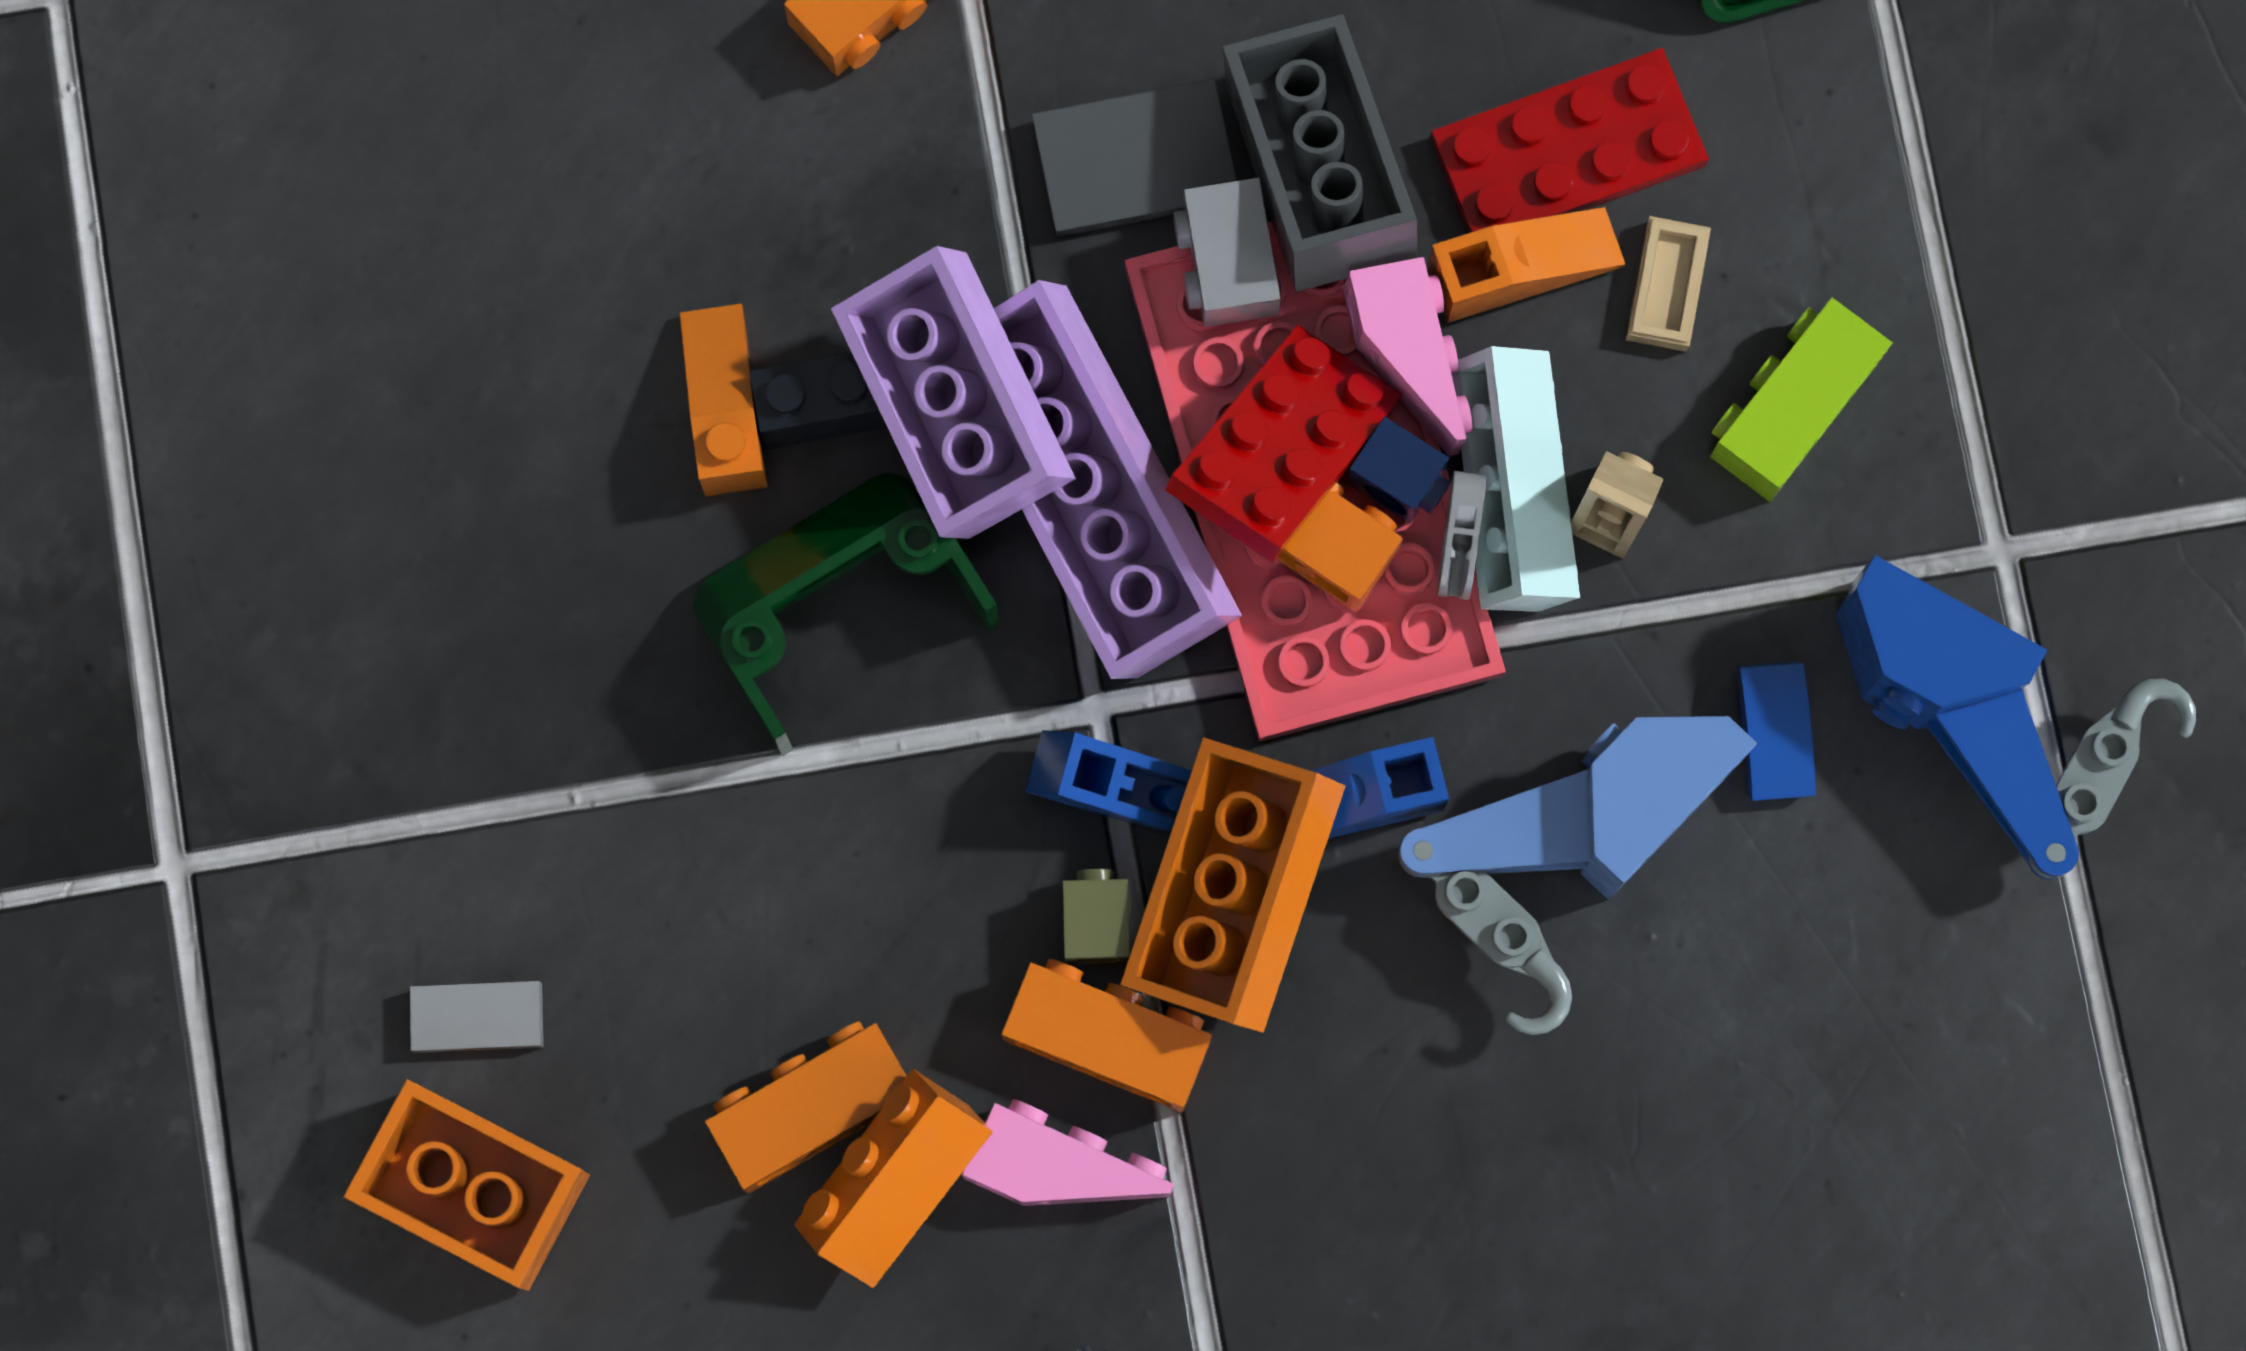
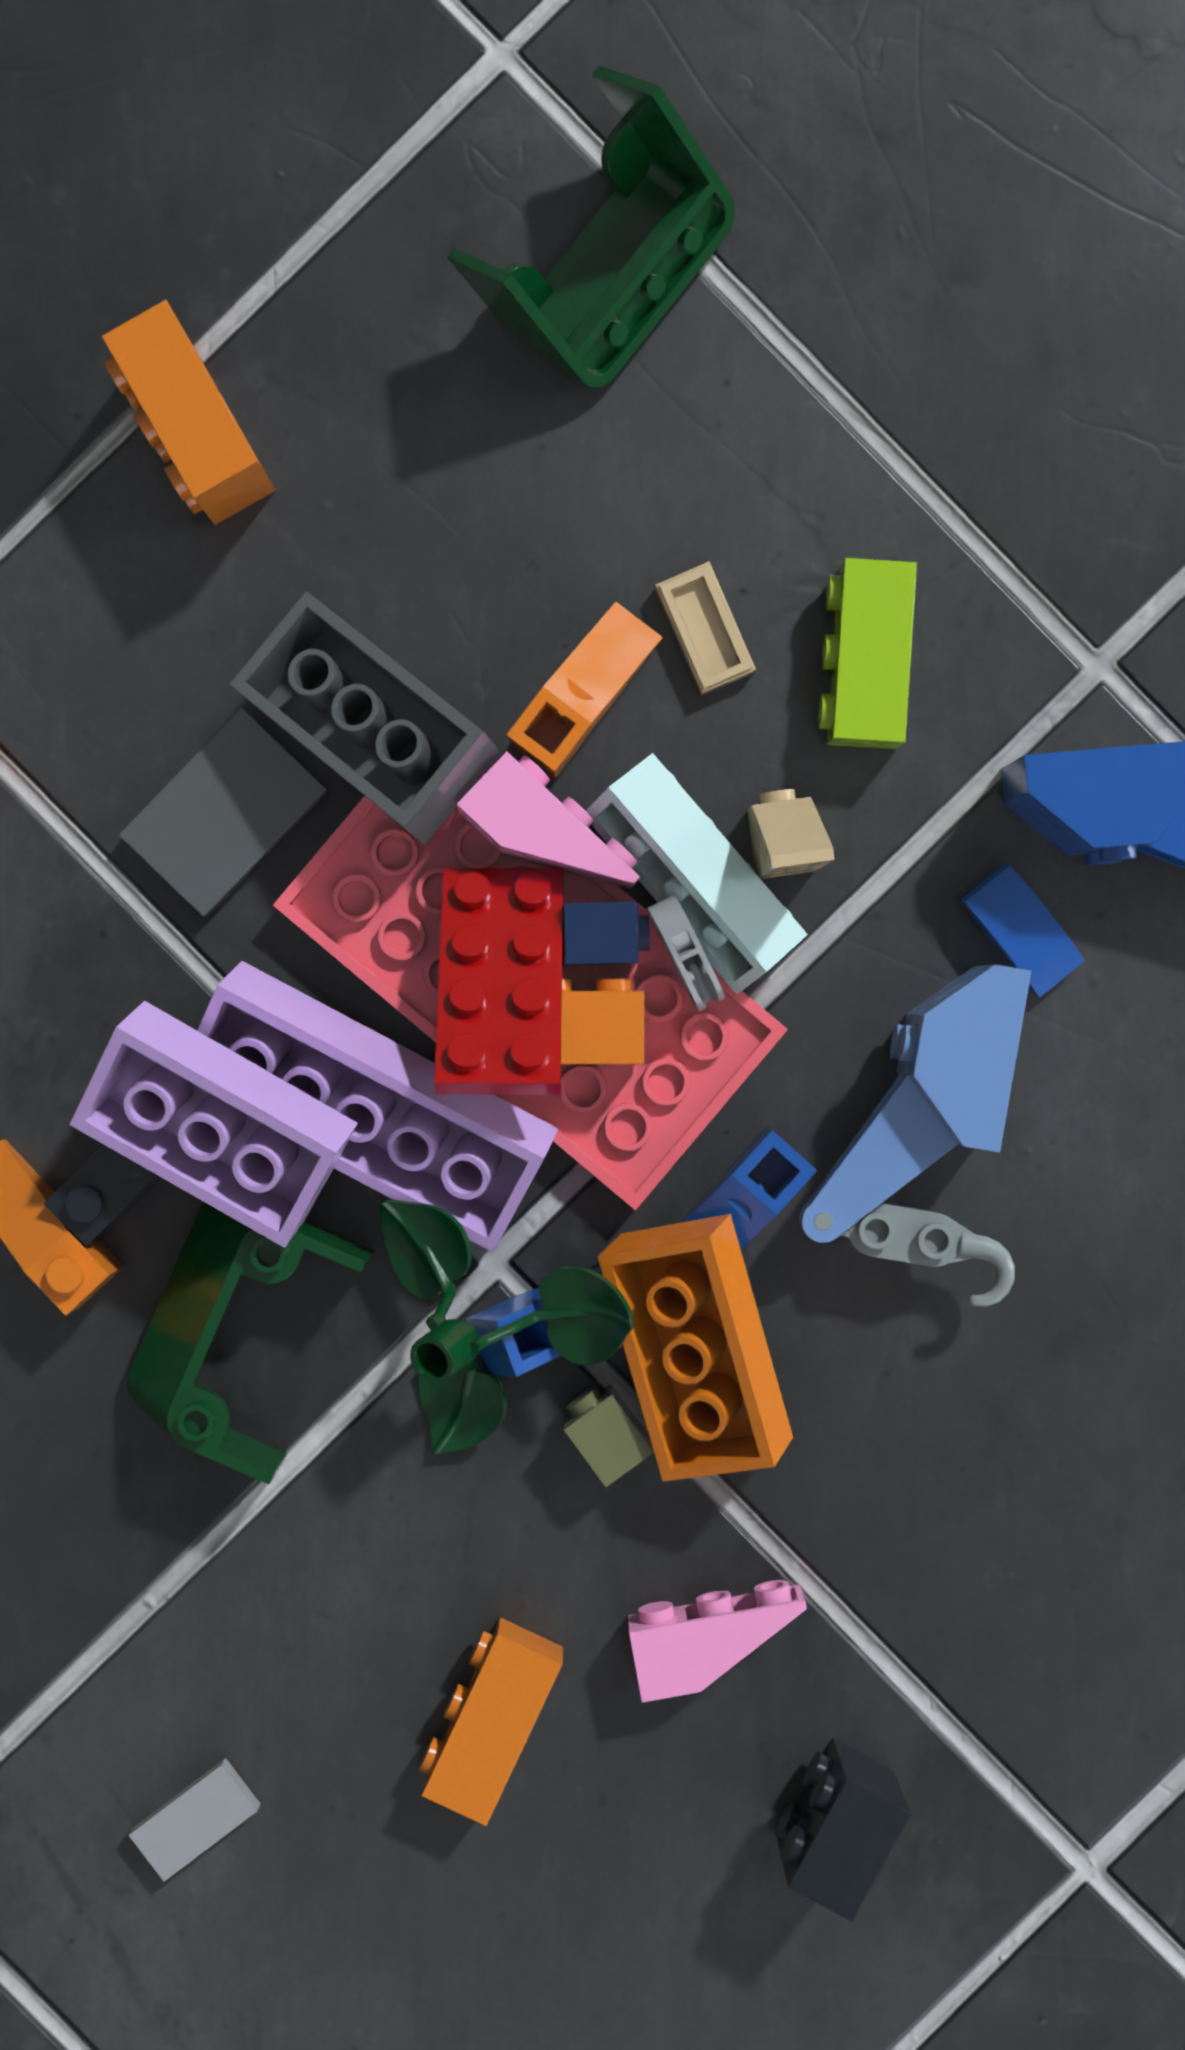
camera: 30 degrees left, 10 degrees up
(467, 1185) = (277, 1961): orange brick -> none
(892, 1178) = (592, 1741): orange brick -> none
(984, 795) = (468, 1404): none -> dark green plant
(1107, 1034) = (672, 1519): orange brick -> none
(1229, 253) = (349, 849): light grey brick -> none
(1571, 145) = (555, 570): red plate -> none

